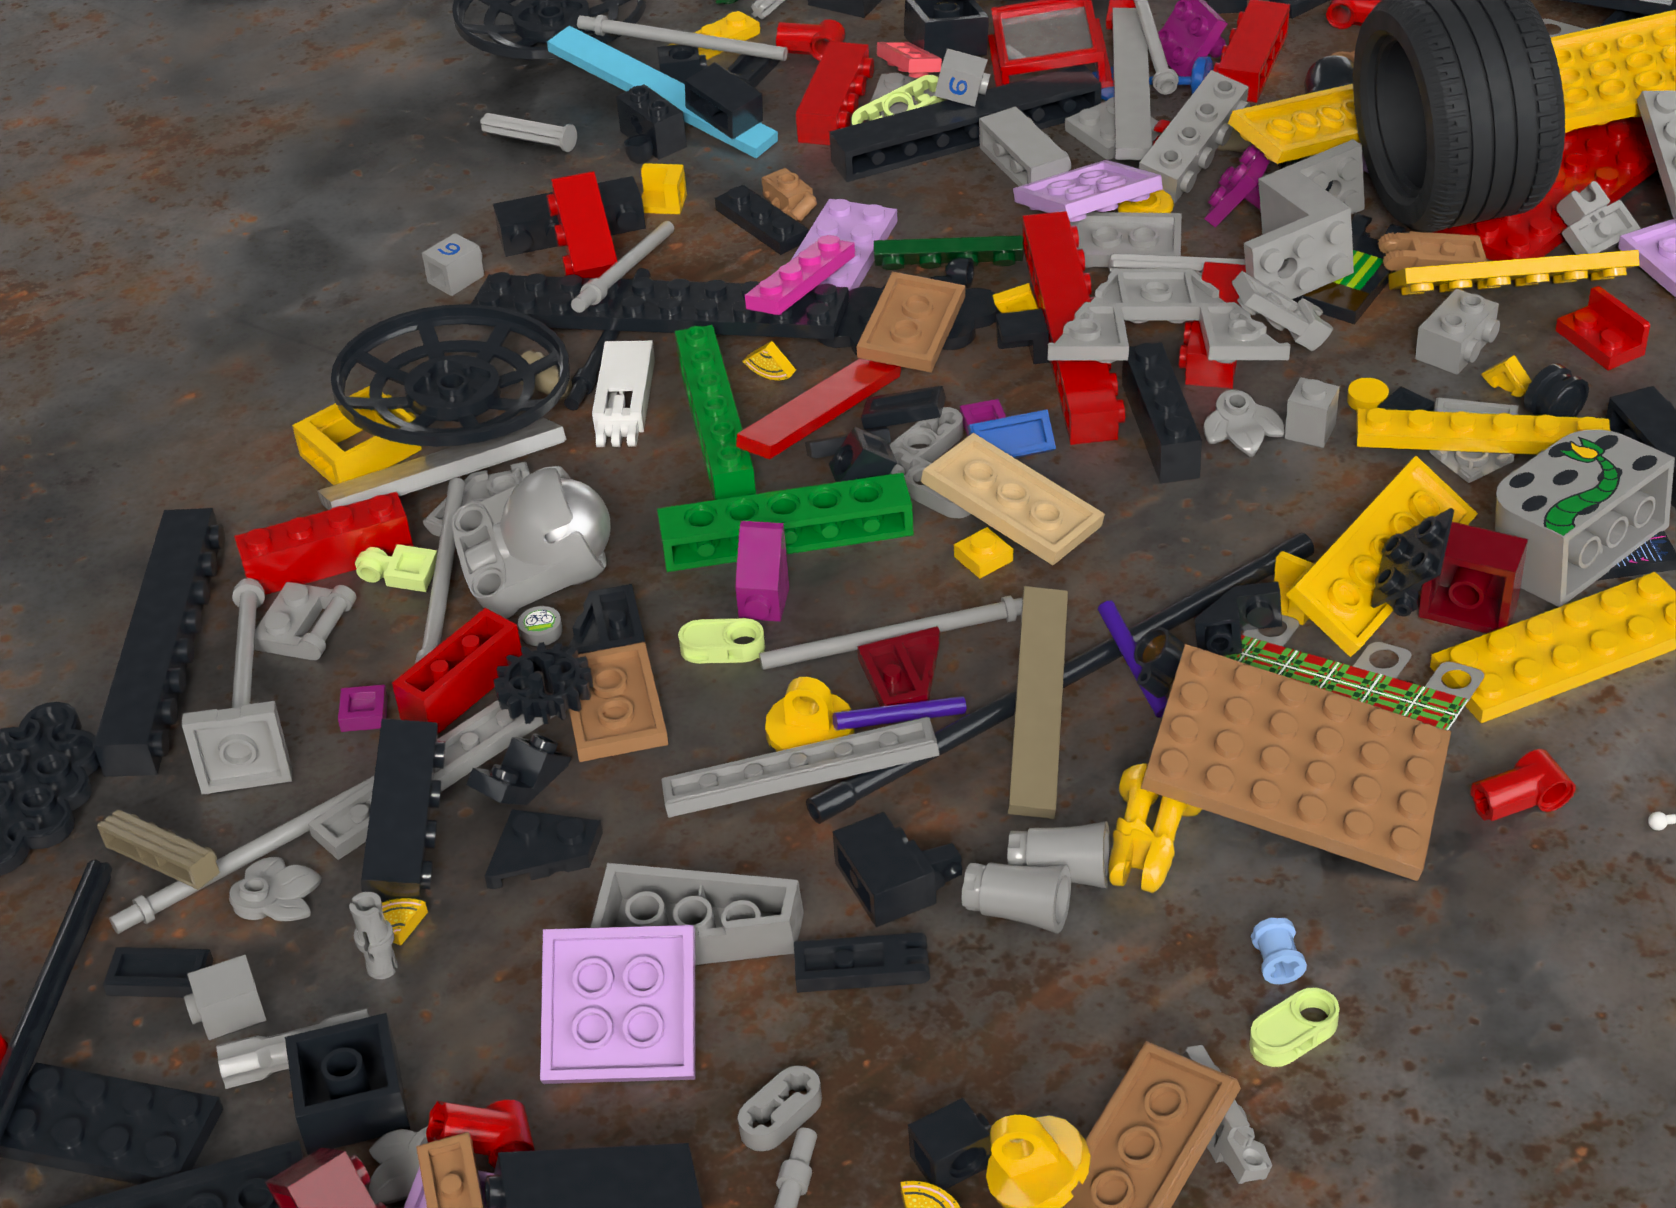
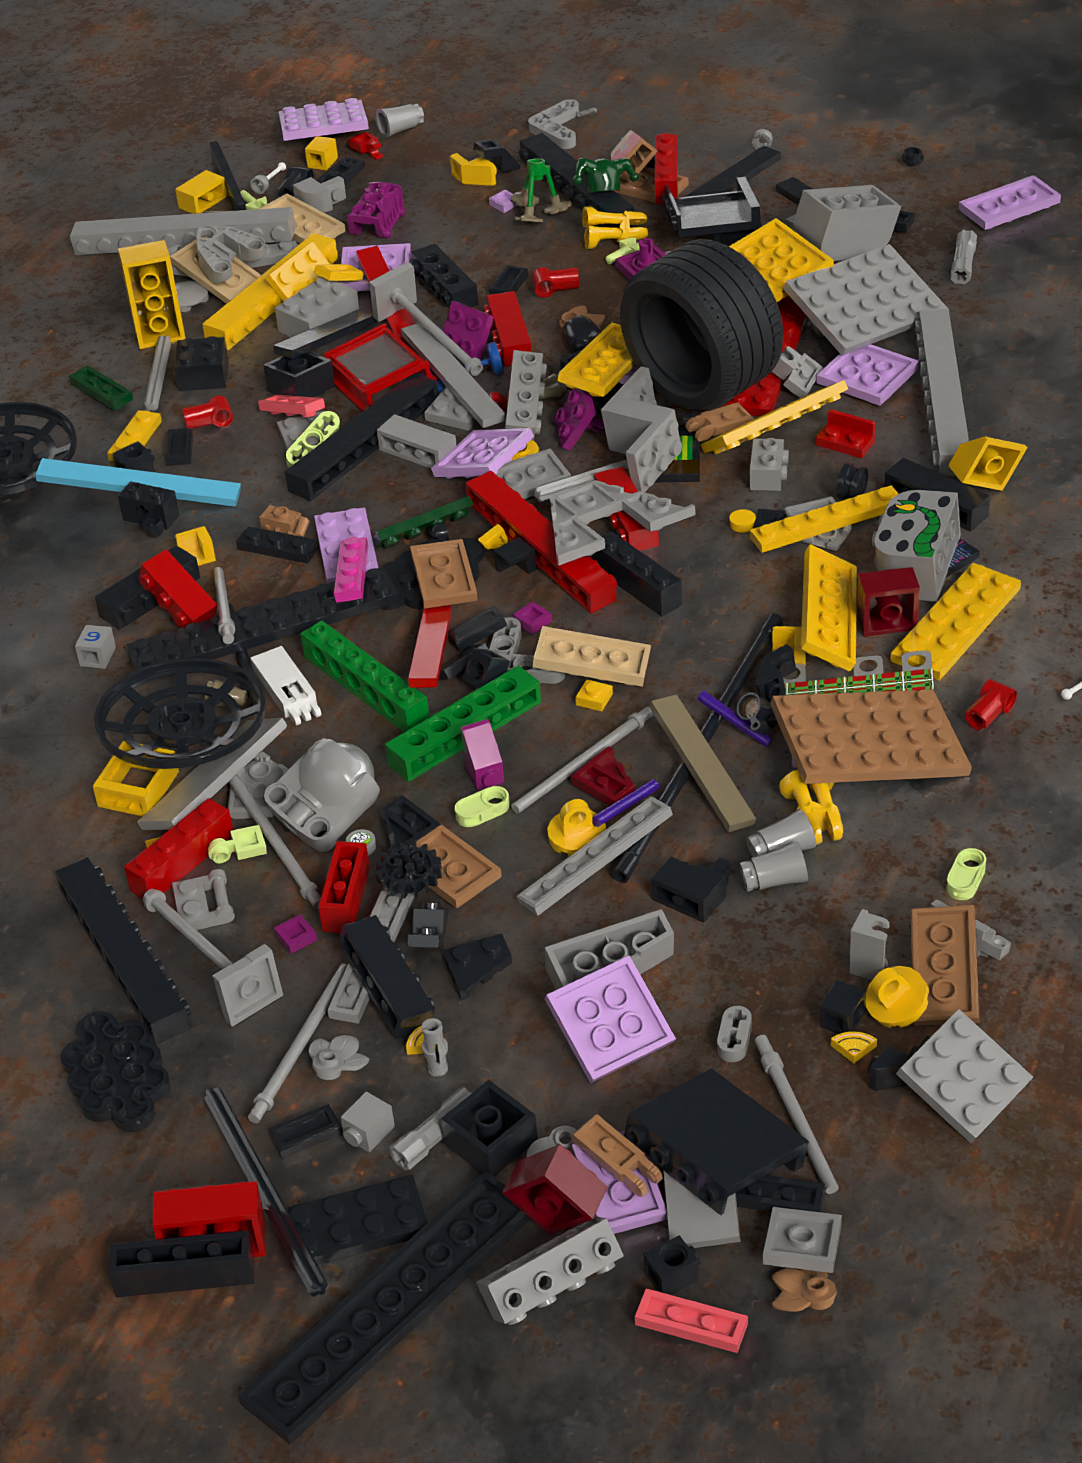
camera: 30 degrees left, 0 degrees up
(159, 849) = (245, 1064): dark tan piece -> none
(493, 1129) = (577, 1115): red piece -> none
(530, 130) = (61, 540): light grey axle -> none
(602, 25) = (63, 450): light grey bar -> none
(723, 100) = (195, 474): black brick -> none
(769, 363) = (366, 632): yellow tile -> none
(833, 91) = (258, 445): red brick -> none
(861, 962) = (716, 942): black hinge -> none
(962, 77) = (351, 406): light grey brick -> none
(1018, 434) = (564, 616): tile -> none
(1041, 1065) = (868, 945): none -> light grey hinge
(1242, 425) = (685, 561): light grey plate -> none
(1280, 957) = (931, 839): light blue bush -> none
(1282, 312) = (670, 488): light grey plate -> none
(1311, 412) = (723, 541): light grey brick -> none
(1411, 561) = (857, 603): black hinge -> none
(1509, 376) = (815, 481): yellow tile -> none

